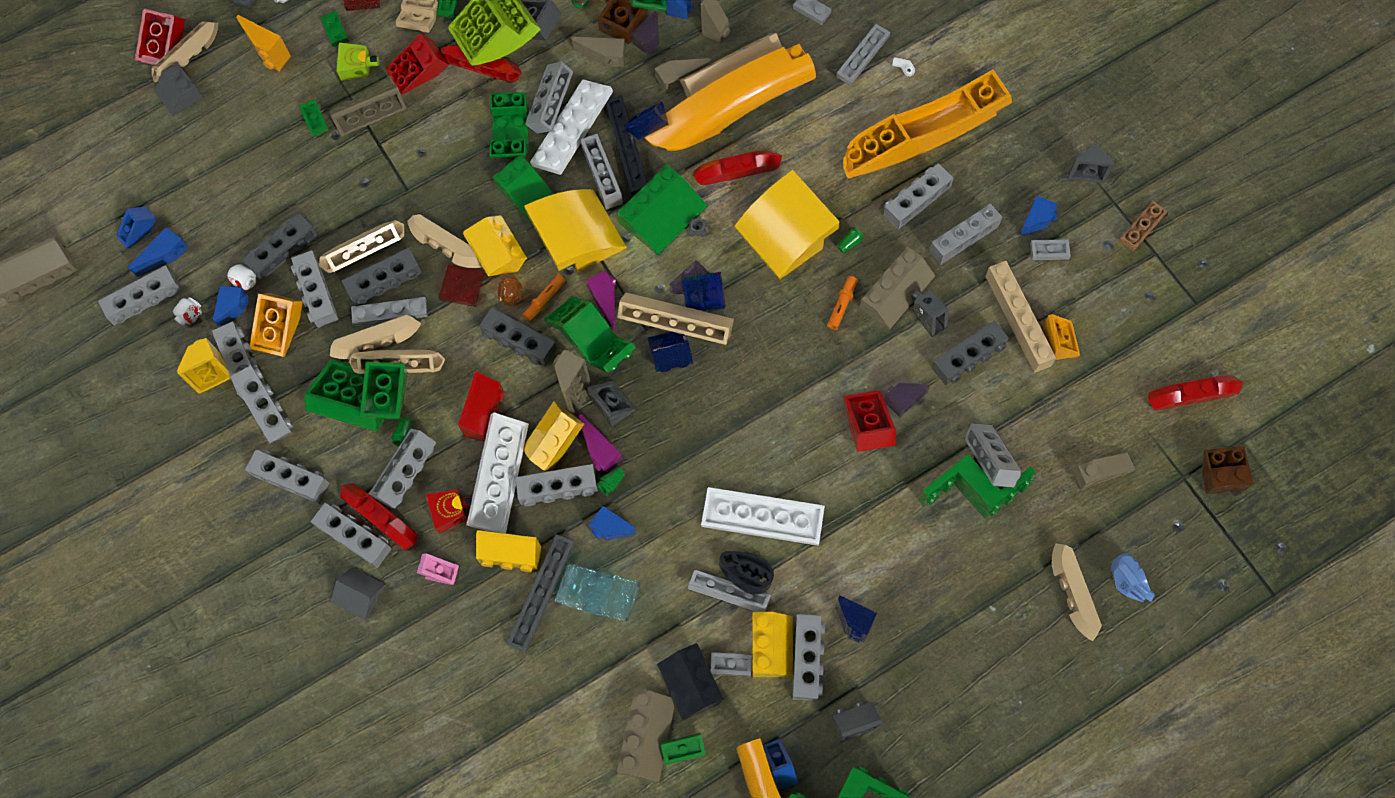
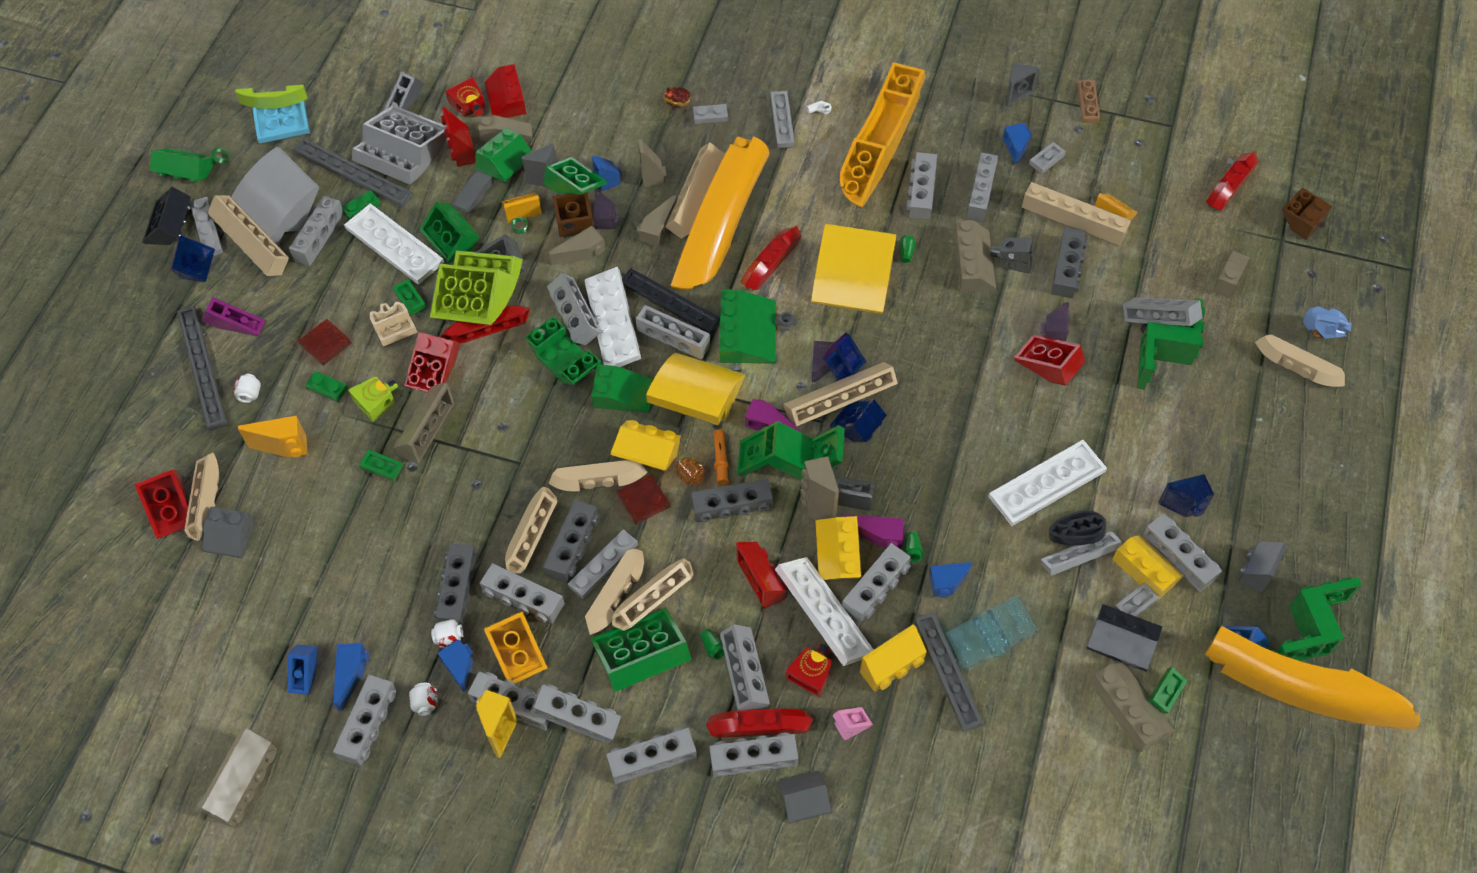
camera: 45 degrees left, 10 degrees down
(383, 390) = (672, 618): green slope -> none
(647, 121) = (672, 269): clear blue slope -> none
(845, 296) = (943, 289): orange pin -> none

